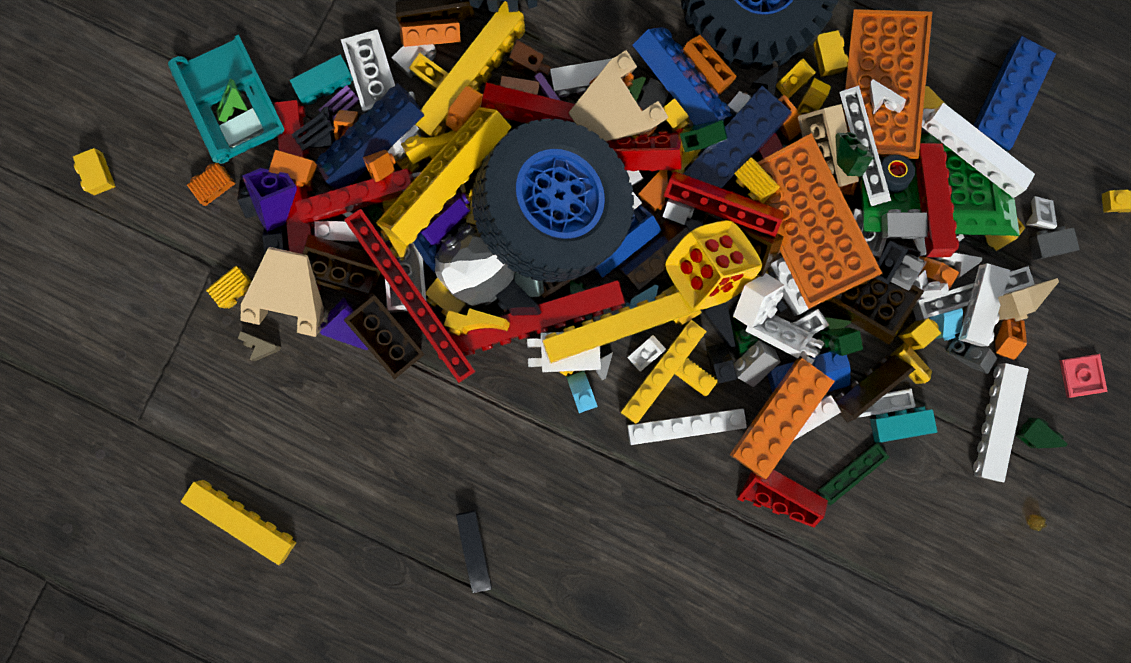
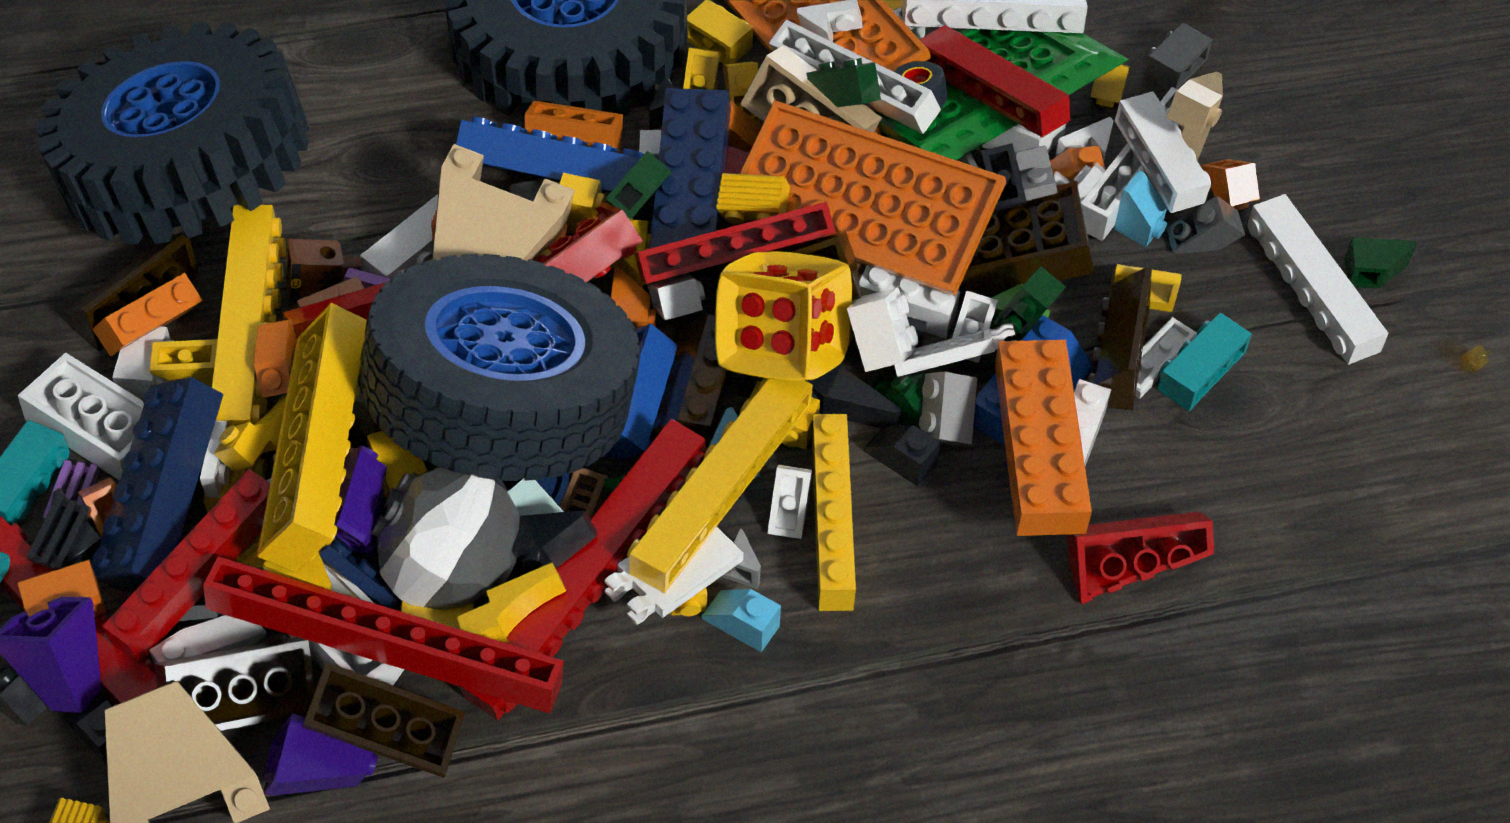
camera: 40 degrees left, 30 degrees down
(379, 164) = (199, 494): orange slope -> none
(686, 426) = (925, 556): white brick -> none
(696, 377) = (884, 485): yellow brick -> none
(853, 473) = (1200, 460): dark green tile -> none
(904, 225) = (982, 126): light grey brick -> none
(920, 333) = (1119, 239): yellow brick -> none
(1043, 214) = (1136, 37): white slope -> none
(1083, 375) = (1356, 169): coral tile -> none

